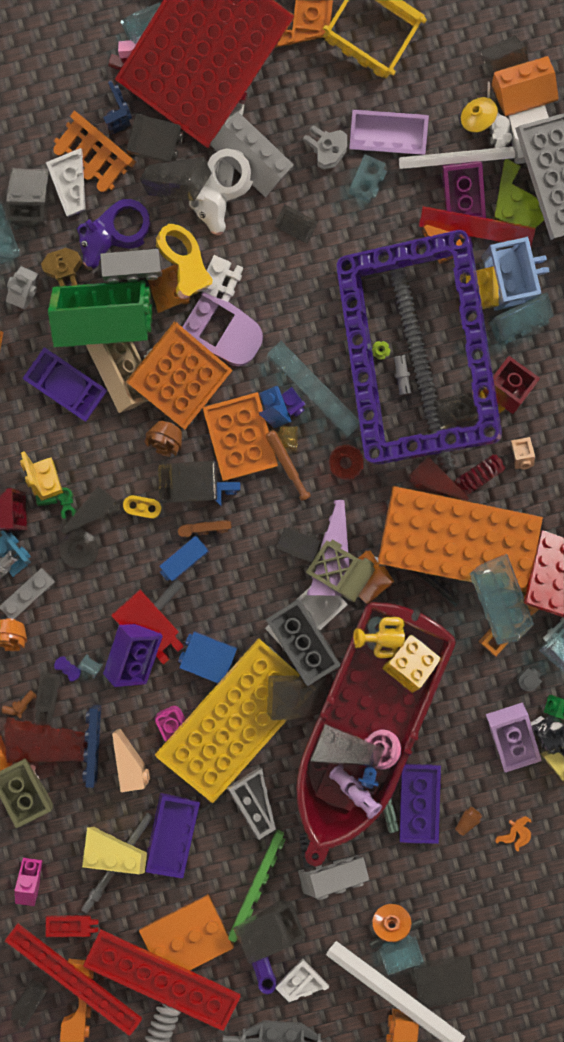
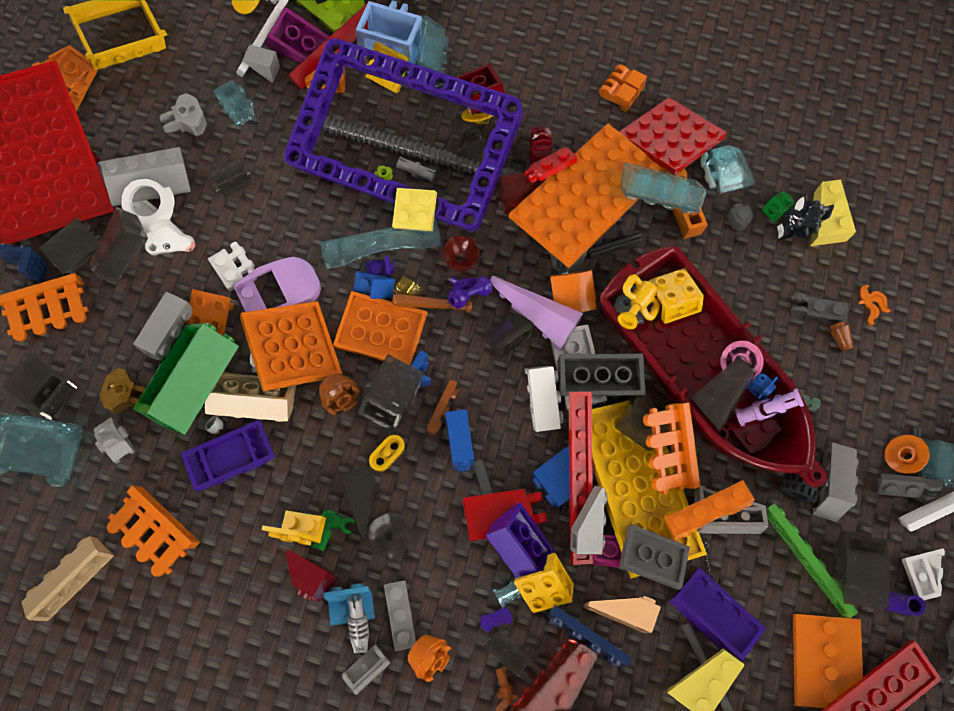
camera: 60 degrees left, 15 degrees down
(69, 181) = (51, 341): white wing -> none
(82, 356) = (213, 425): none -> light grey hinge
(100, 235) = (118, 347): dark purple animal -> none
(112, 697) = (546, 587): none -> yellow bracket
(176, 699) = (588, 528): none -> light grey slope
(180, 763) = (654, 557): none -> dark grey plate
(191, 272) = (206, 281): yellow animal -> none
(210, 671) = (580, 461): none -> plate
(240, 786) = (707, 510): none -> orange arch
(262, 604) = (544, 398): none -> white wedge
(285, 736) = (682, 446): none -> orange fence
(304, 485) = (466, 288): none -> dark purple piece
(354, 402) = (414, 209): none -> light yellow plate
(355, 575) = (569, 296): olive piece -> none
(364, 937) = (908, 486): none -> dark grey hinge
(388, 132) = (208, 66): lavender slope -> none
(418, 176) = (262, 61): none -> light grey slope
(420, 803) = (808, 367): dark purple plate -> none
(463, 493) = (551, 165): none -> red hinge
(483, 792) = (820, 309): none -> dark grey hinge
(513, 737) = (785, 255): lavender slope -> none
(523, 453) = (543, 114): light nougat bracket -> none

